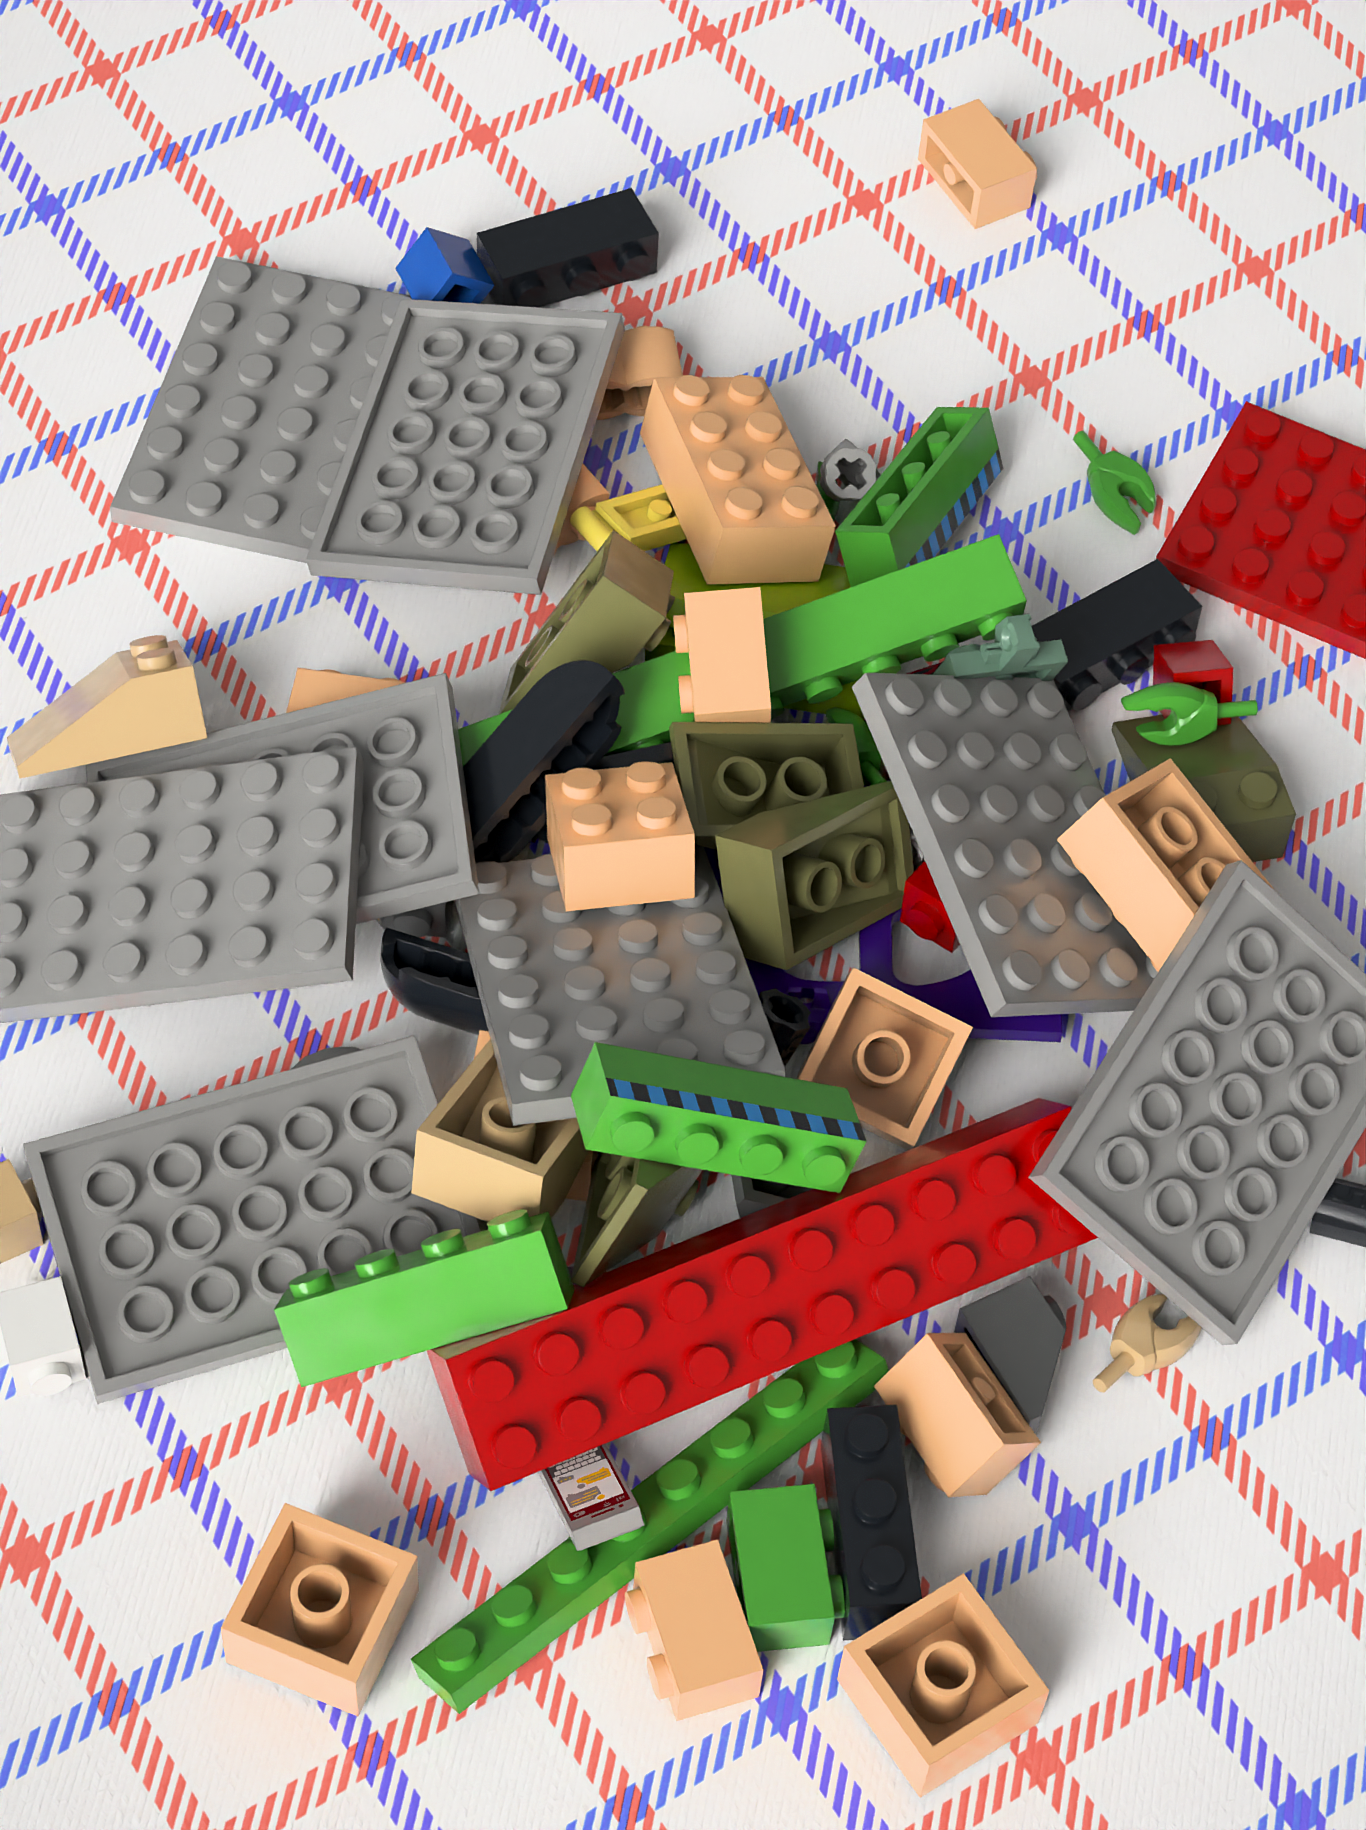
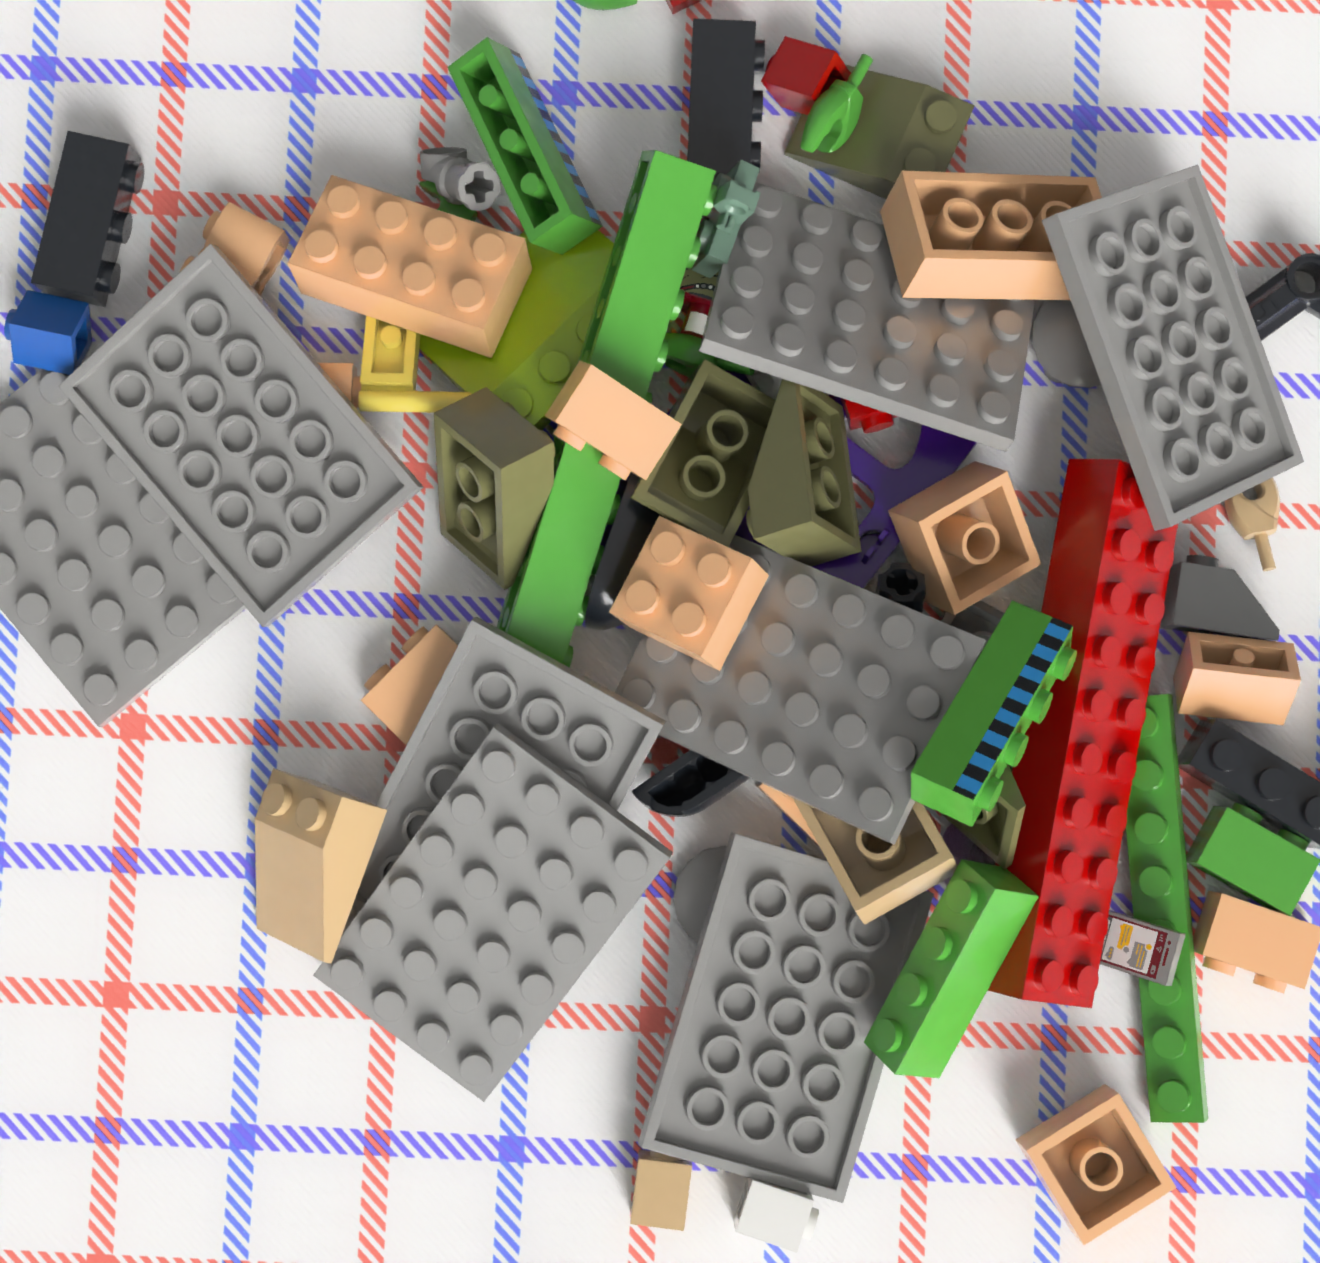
camera: 55 degrees left, 30 degrees up
(554, 728) = (576, 593): black brick -> none

